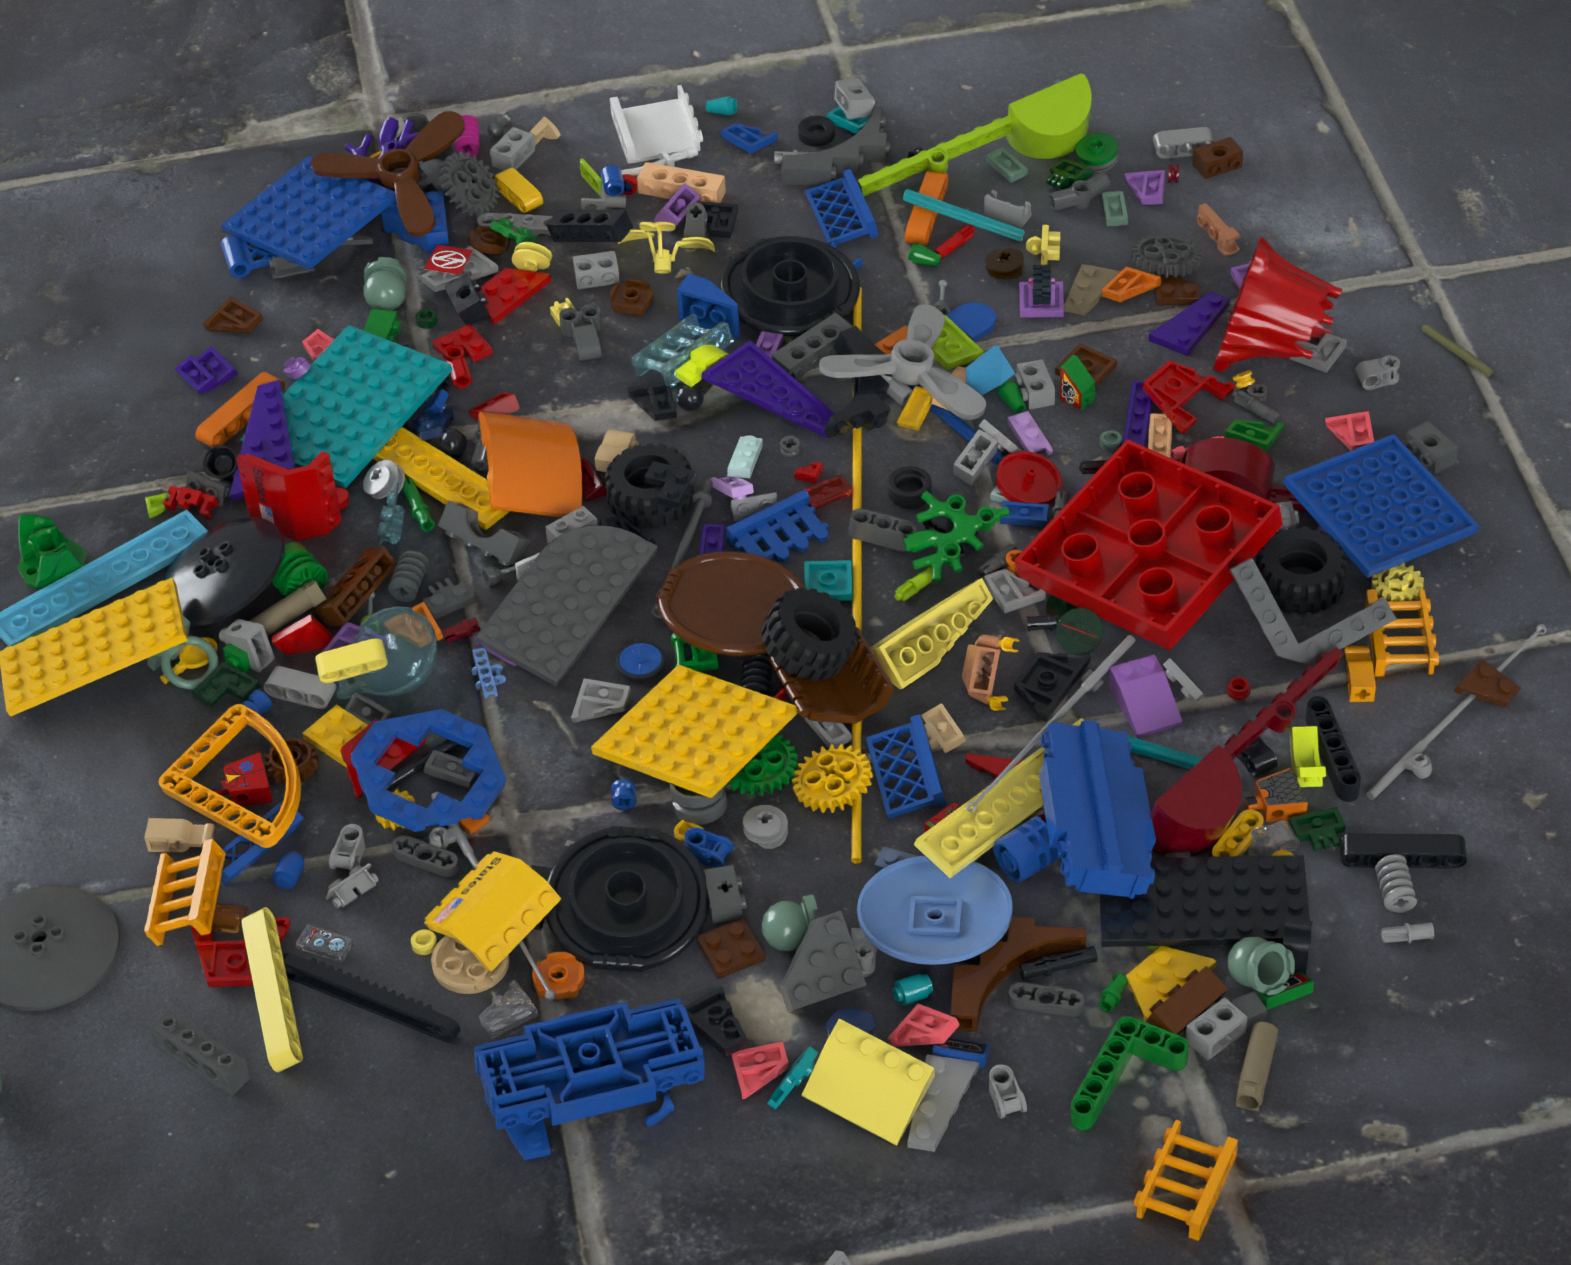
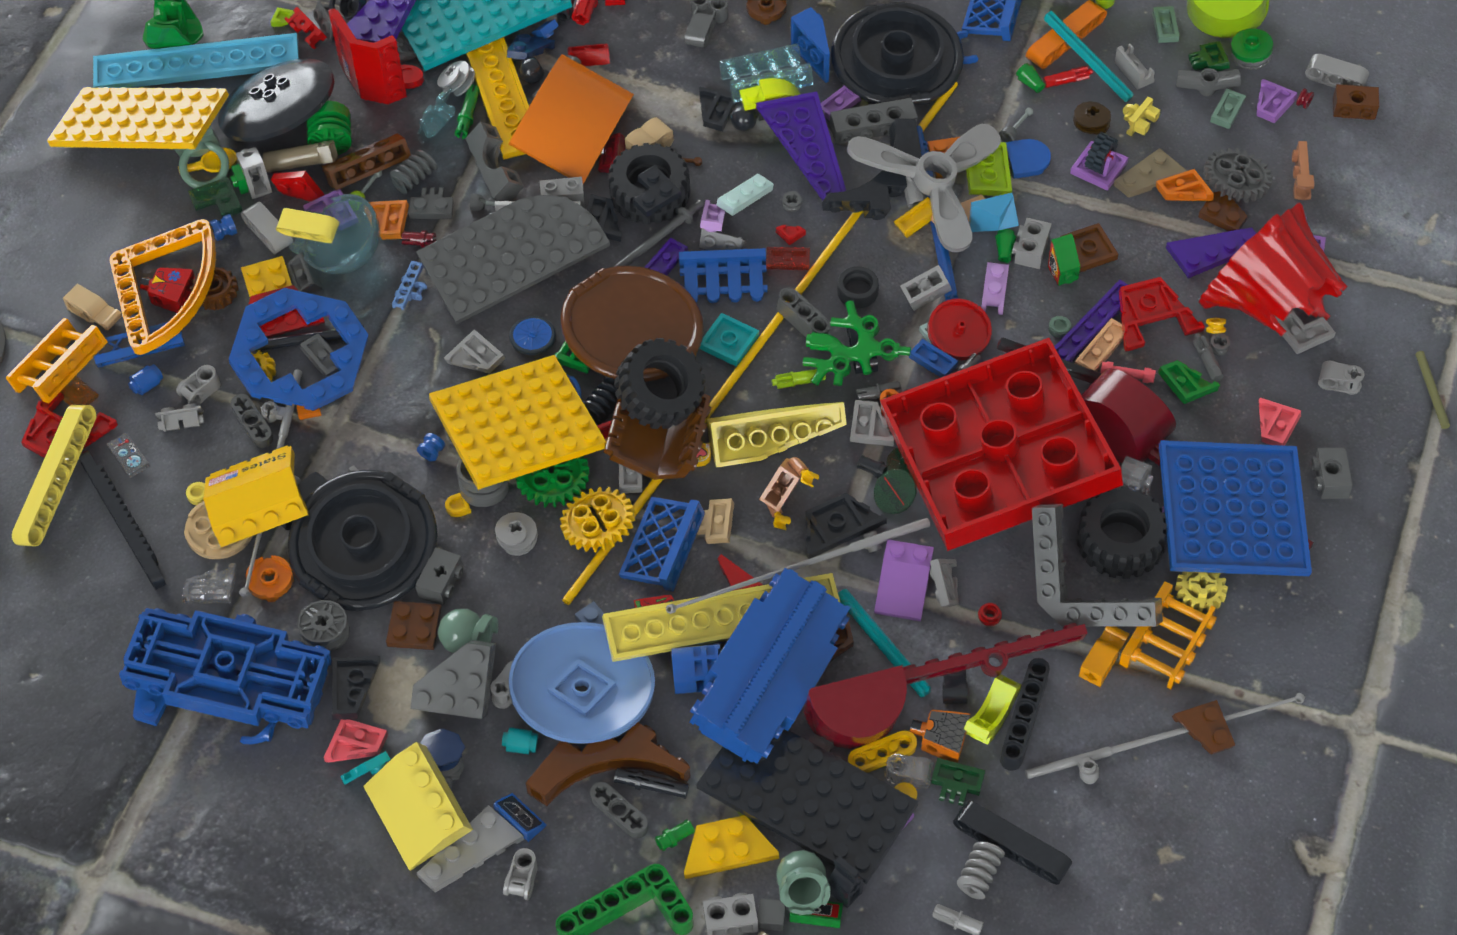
camera: 30 degrees right, 10 degrees up
(647, 984) = (324, 625): none -> dark grey wheel
(707, 846) = (459, 531): blue piece -> none
(923, 1027) = (501, 780): coral wing -> none
(1003, 442) = (961, 280): light grey wing -> none
(1187, 1001) = (721, 879): reddish brown brick -> none

